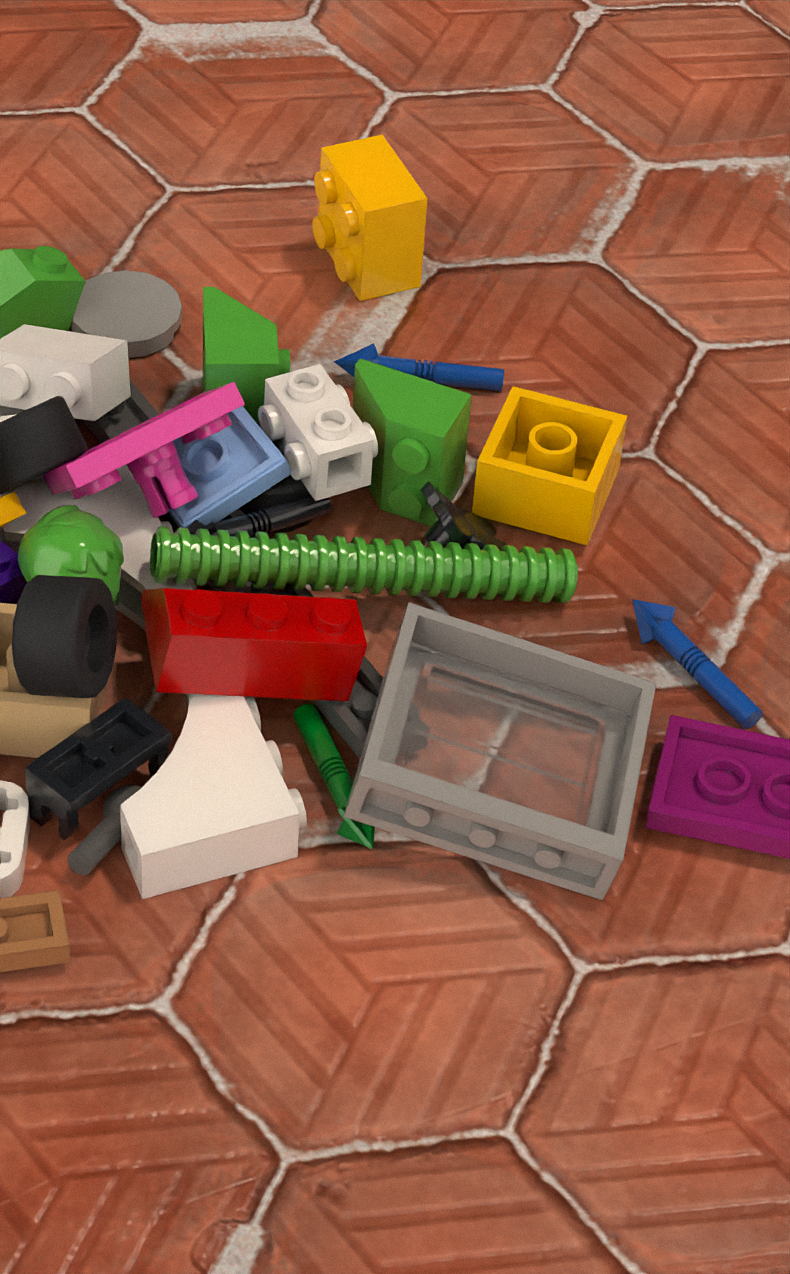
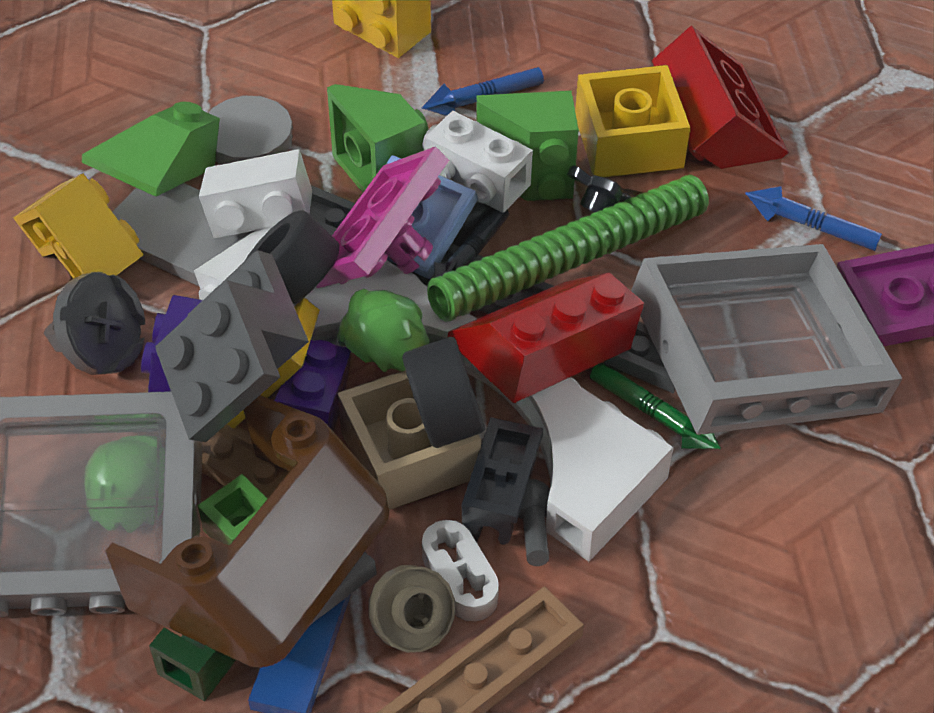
camera: 25 degrees left, 5 degrees up
(681, 489) = (720, 104): none -> red slope

